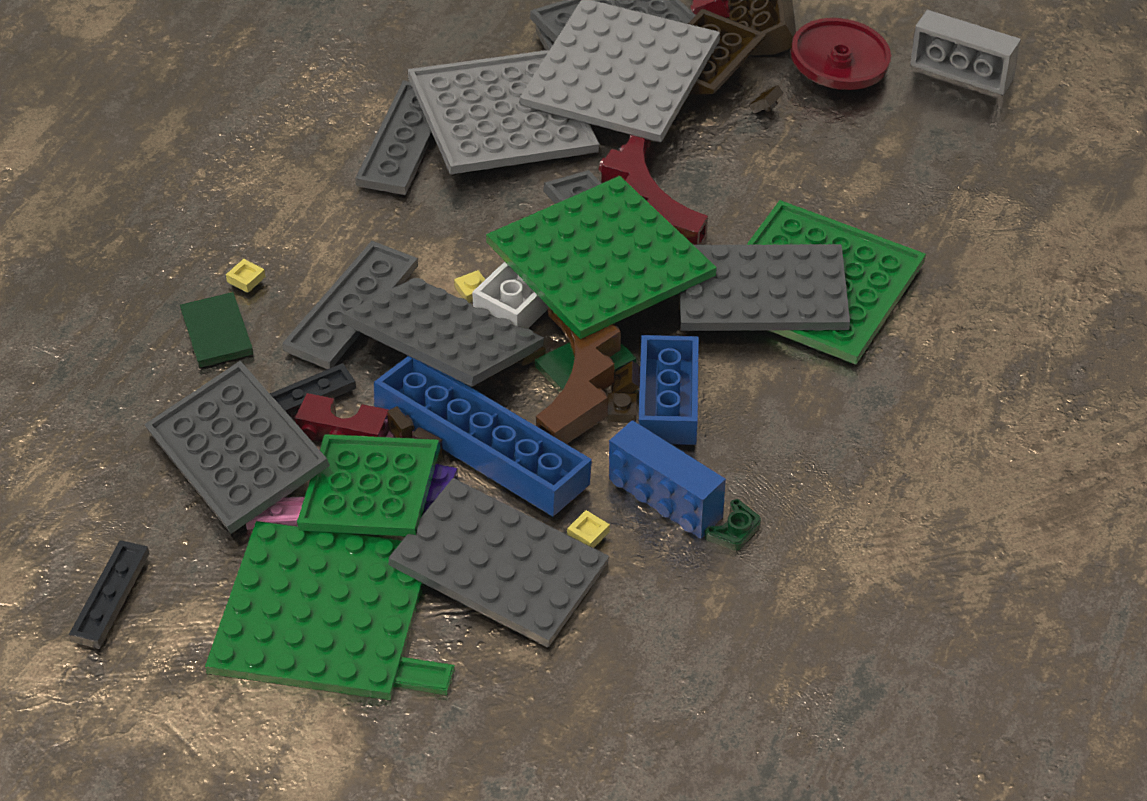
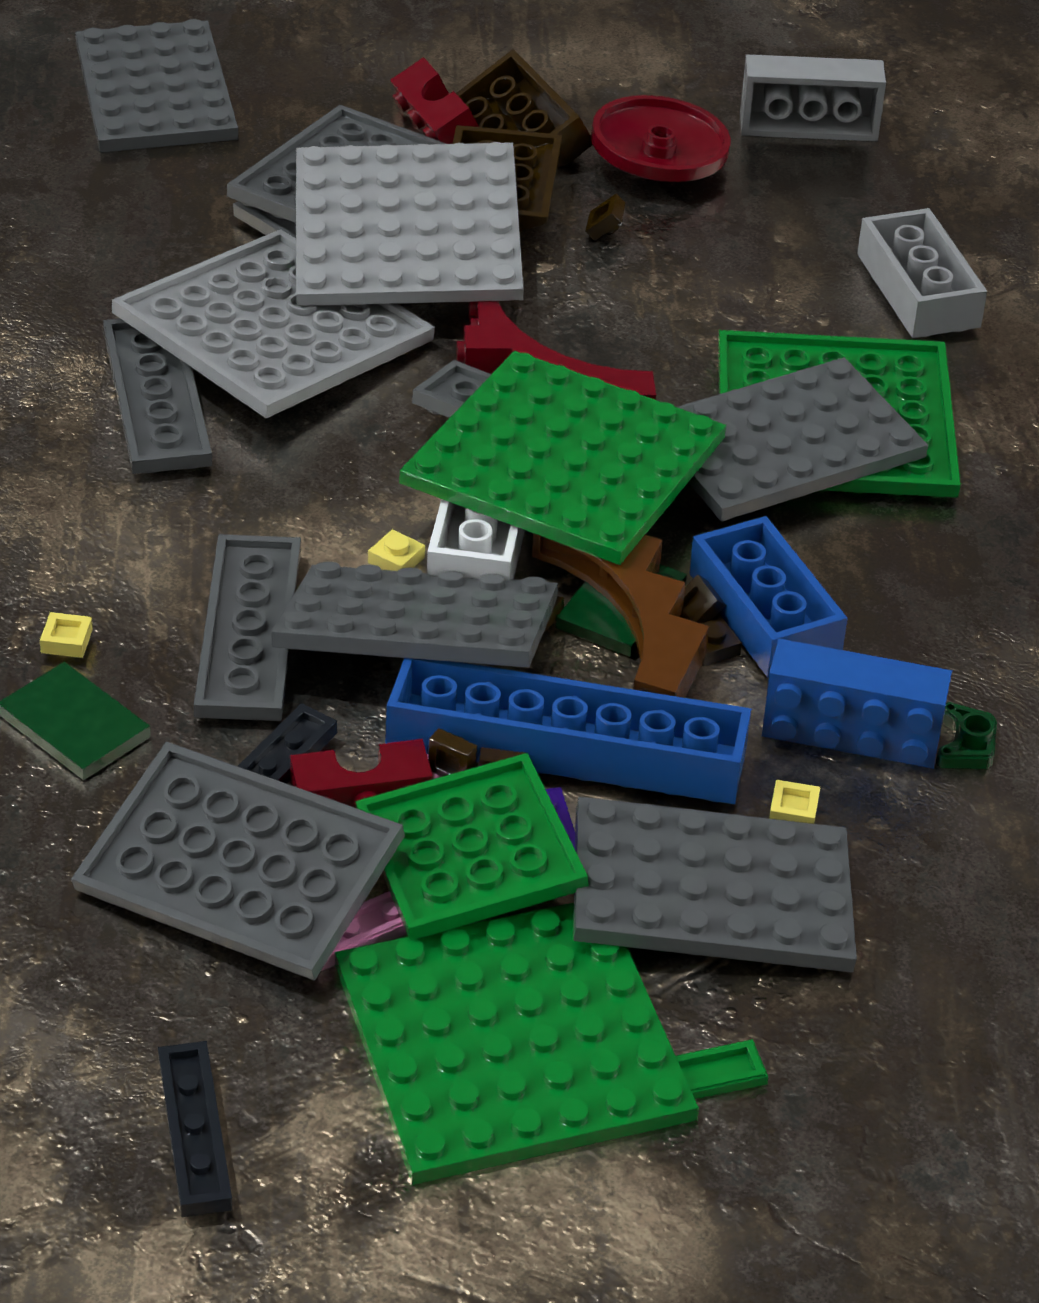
camera: 30 degrees left, 5 degrees down
(945, 200) = (921, 273): none -> light grey brick

